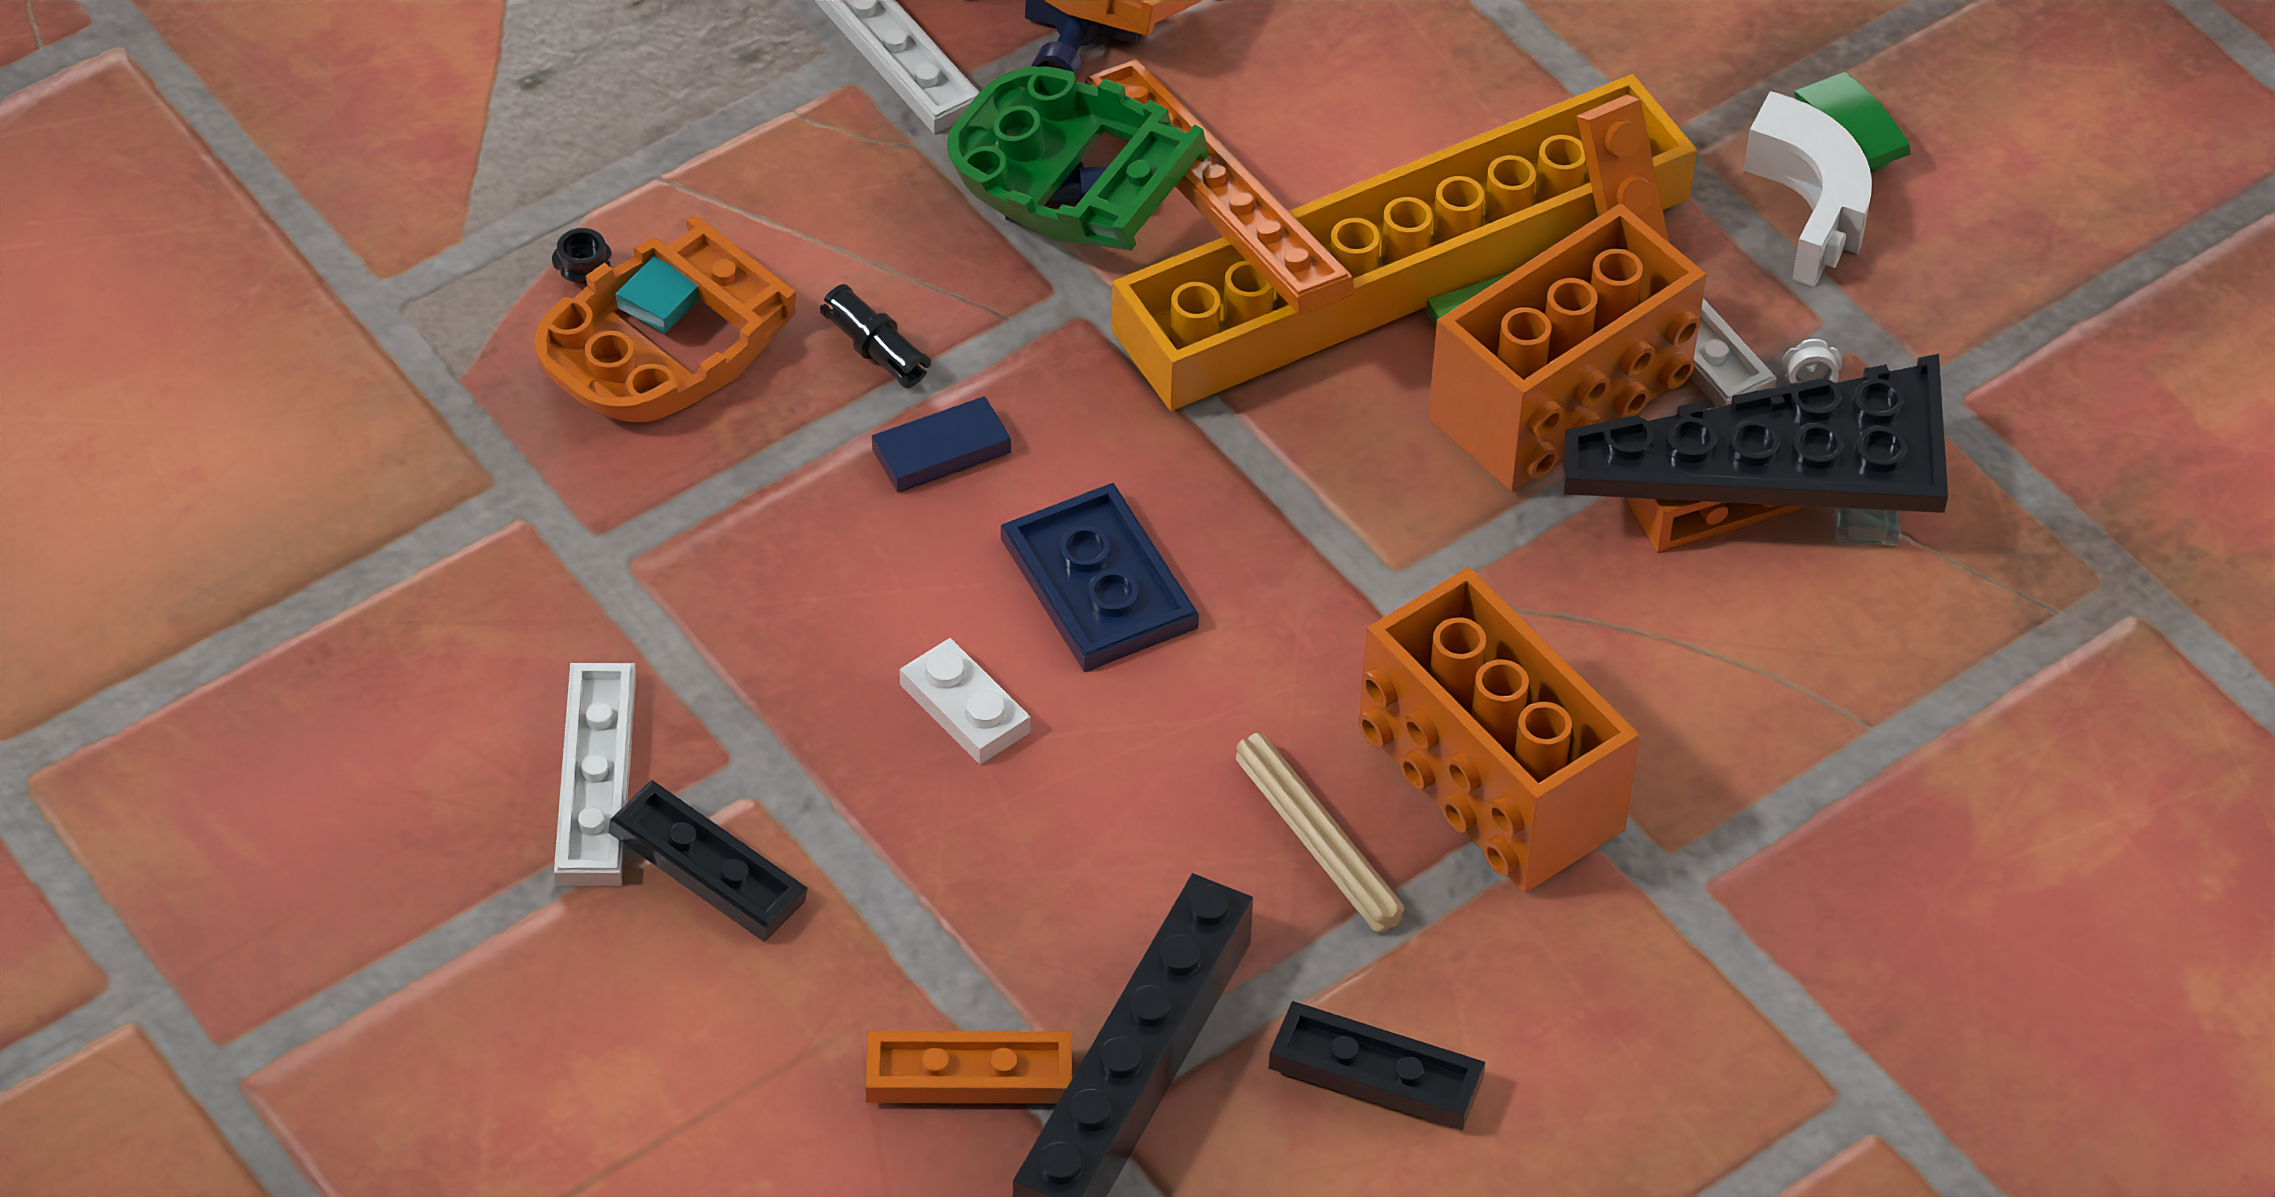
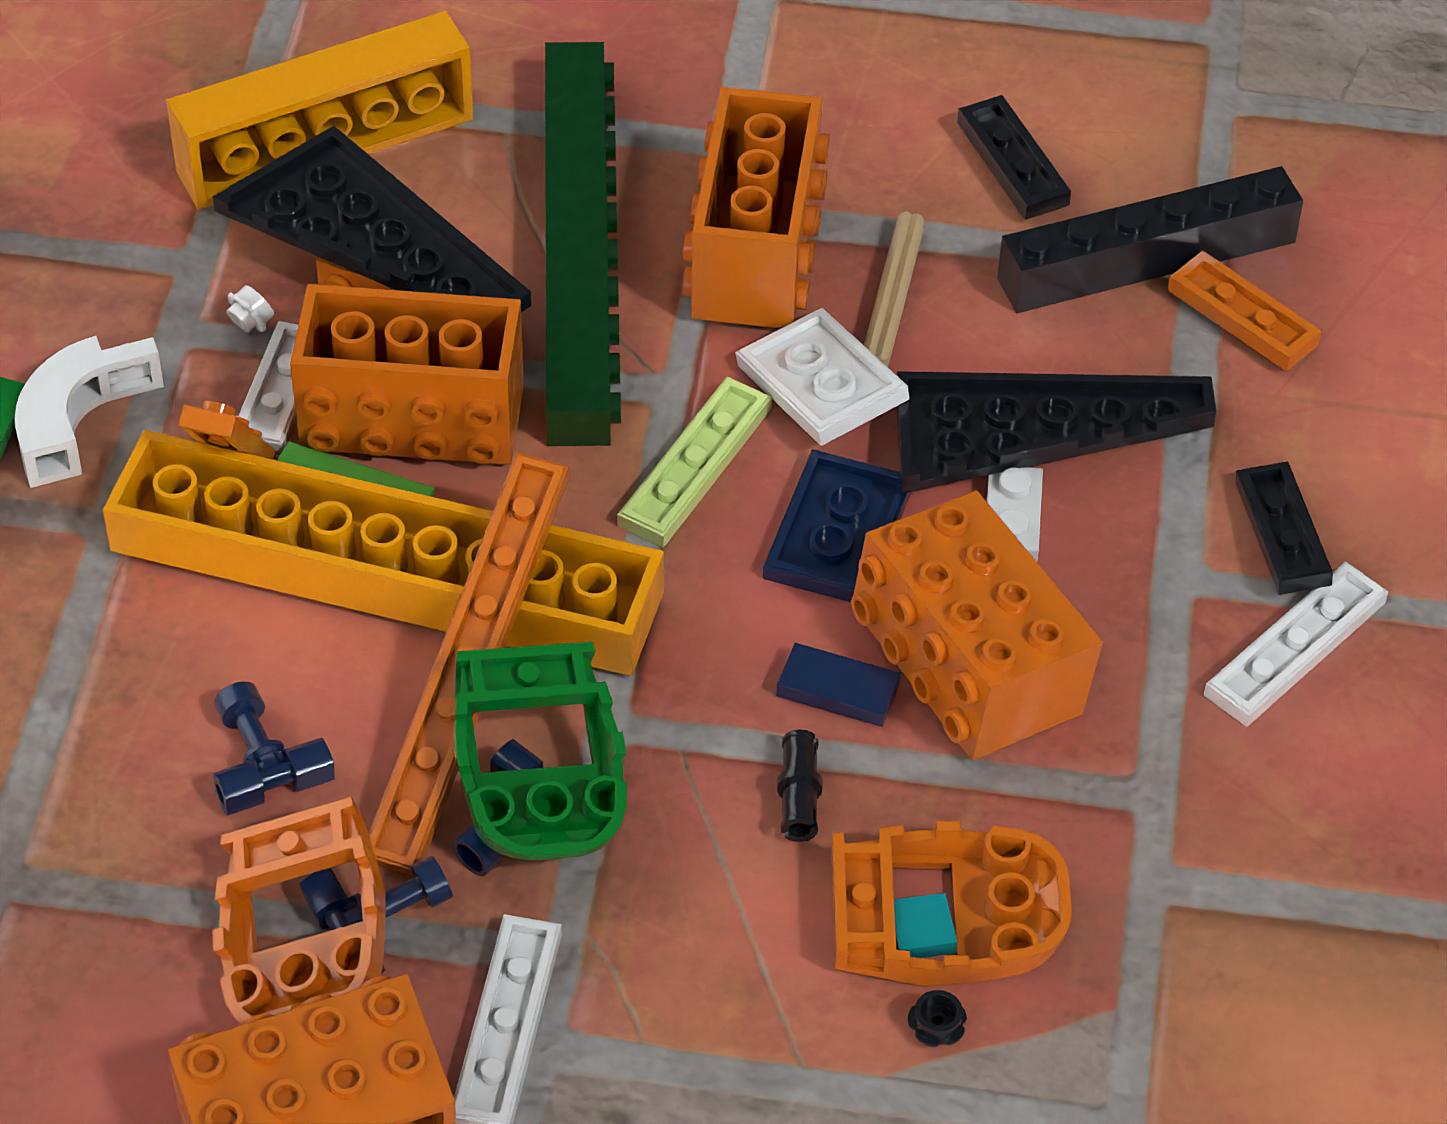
camera: 135 degrees left, 0 degrees up
(860, 511) = (975, 624): none -> orange brick
(1050, 771) = (992, 422): none -> black wing
(1266, 676) = (822, 376): none -> white tile
(1283, 62) = (266, 761): none -> dark blue bar
(1288, 541) = (694, 462): none -> yellowish green tile
(1654, 645) = (578, 247): none -> dark green brick
(2011, 549) = (370, 88): none -> light orange brick

